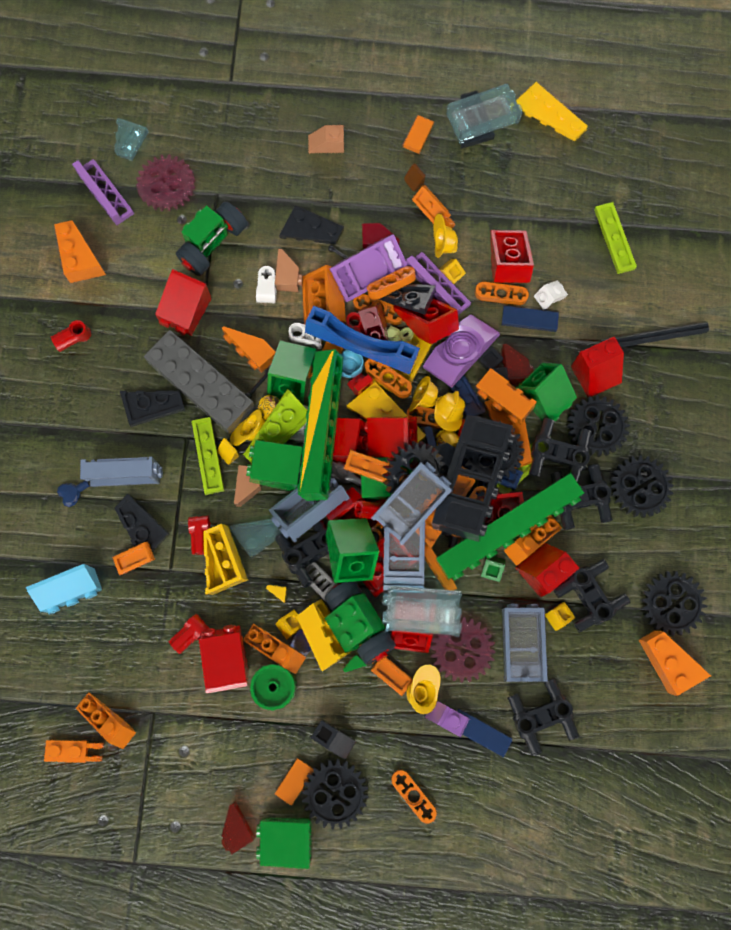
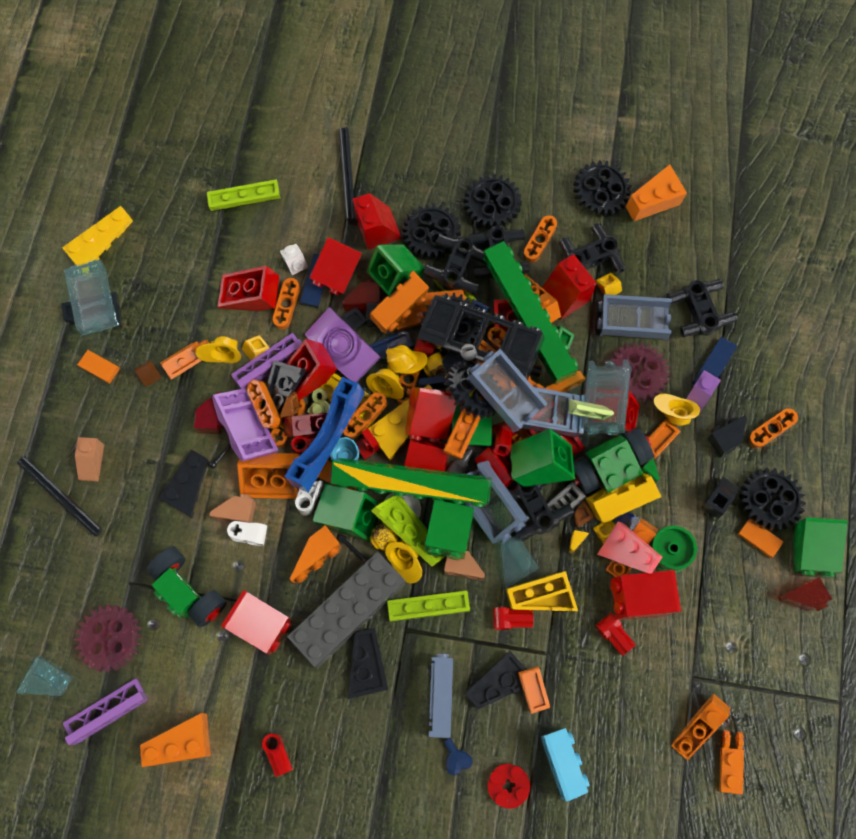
camera: 80 degrees left, 5 degrees down
(58, 546) = (519, 792): none -> red plate
(227, 451) = (426, 585): yellow slope -> none
(267, 642) = (629, 549): none -> coral wing
(291, 122) = (60, 496): none -> black axle
(306, 598) = (583, 515): none -> dark orange tile
(389, 306) = (291, 405): none -> dark orange slope
(398, 748) = (729, 437): none -> black slope
(405, 591) = (589, 410): none -> yellowish green slope
(448, 465) = (469, 355): none -> light grey hinge
(545, 333) = (335, 266): none -> red slope
(616, 550) = (540, 232): none -> orange beam

